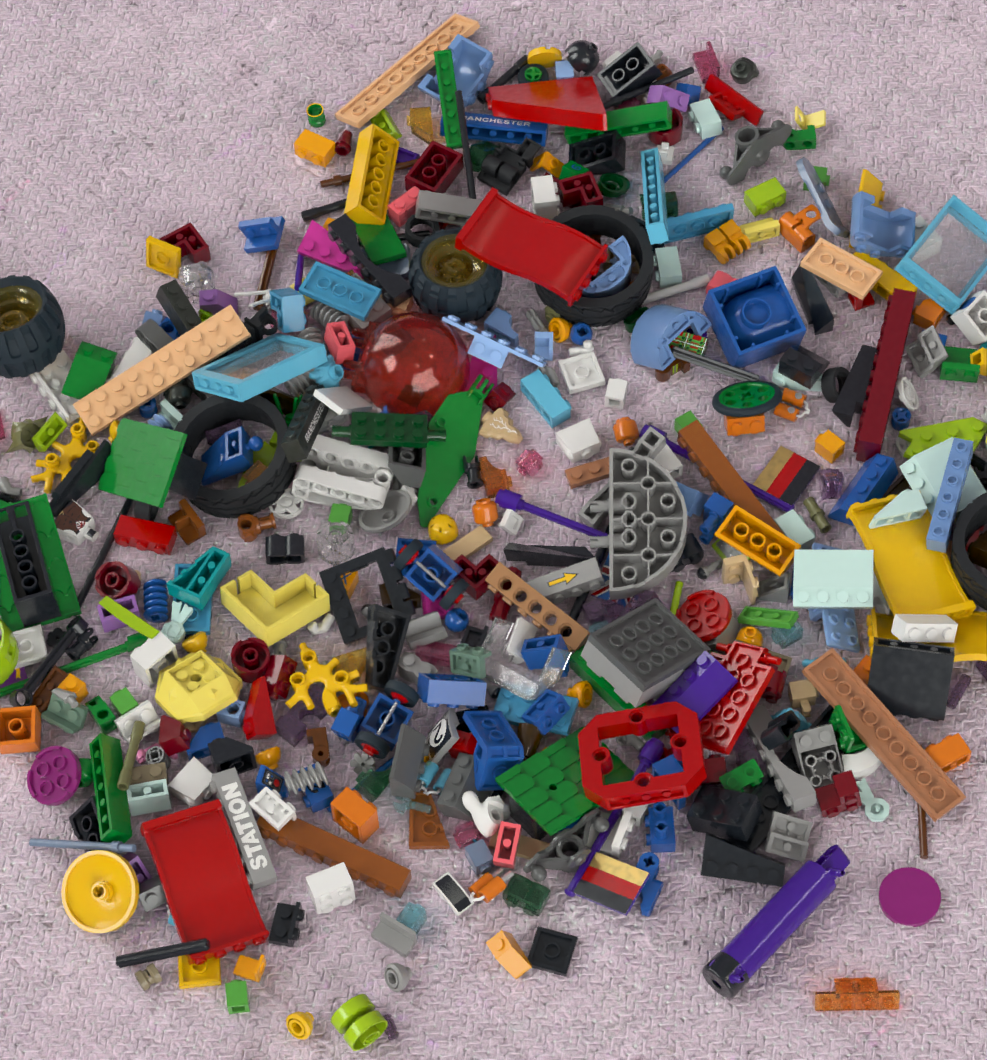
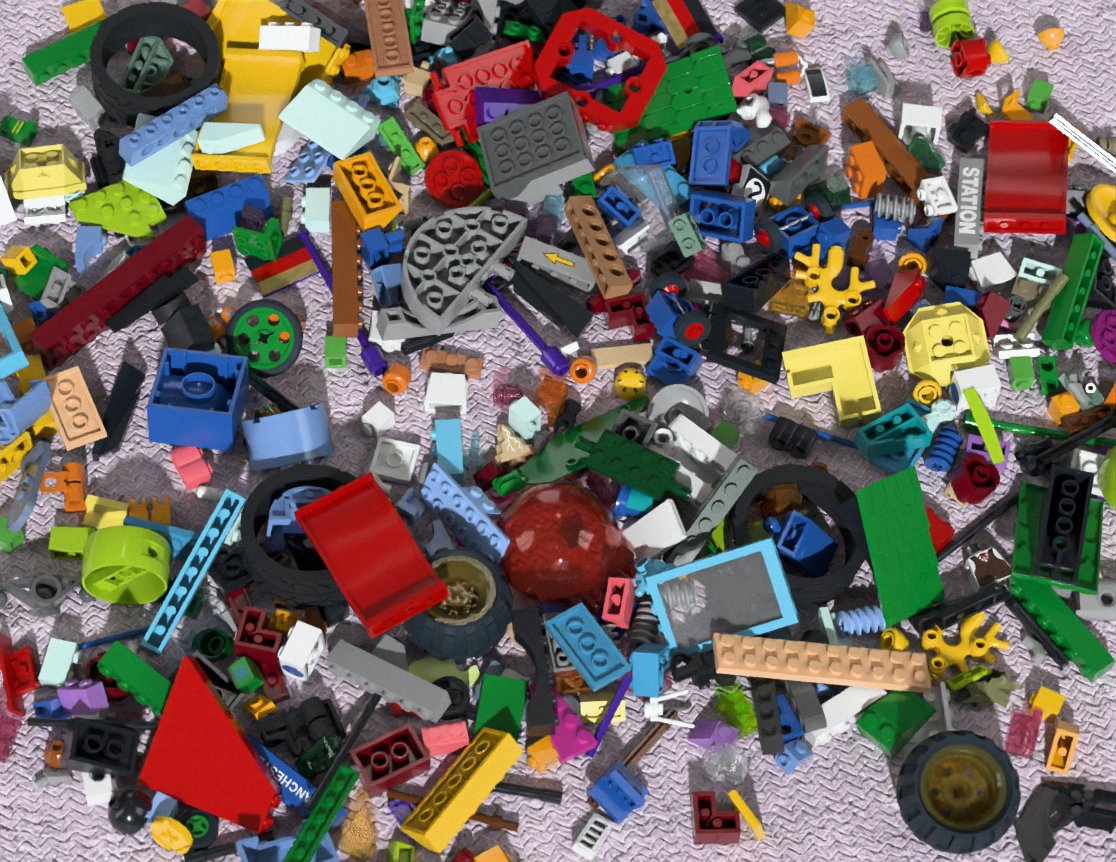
camera: 155 degrees left, 0 degrees up
(60, 715) = (1084, 379): none -> light grey arm
(265, 192) = (585, 850): none -> white slope
(277, 569) = (820, 433): none -> blue axle
(287, 962) = (983, 105): none -> yellow bar
(307, 861) = (923, 151): none -> clear green brick
(321, 993) = (970, 57): none -> red brick
(482, 442) = (539, 440): none -> dark grey bar
(502, 443) = (524, 418): none -> light aqua brick
(526, 411) = (473, 455): none -> clear light blue bar
(705, 176) = (126, 565): none -> lime cylinder
(810, 464) = (262, 245): none -> green bracket
(948, 405) = (88, 244): none -> medium blue arch

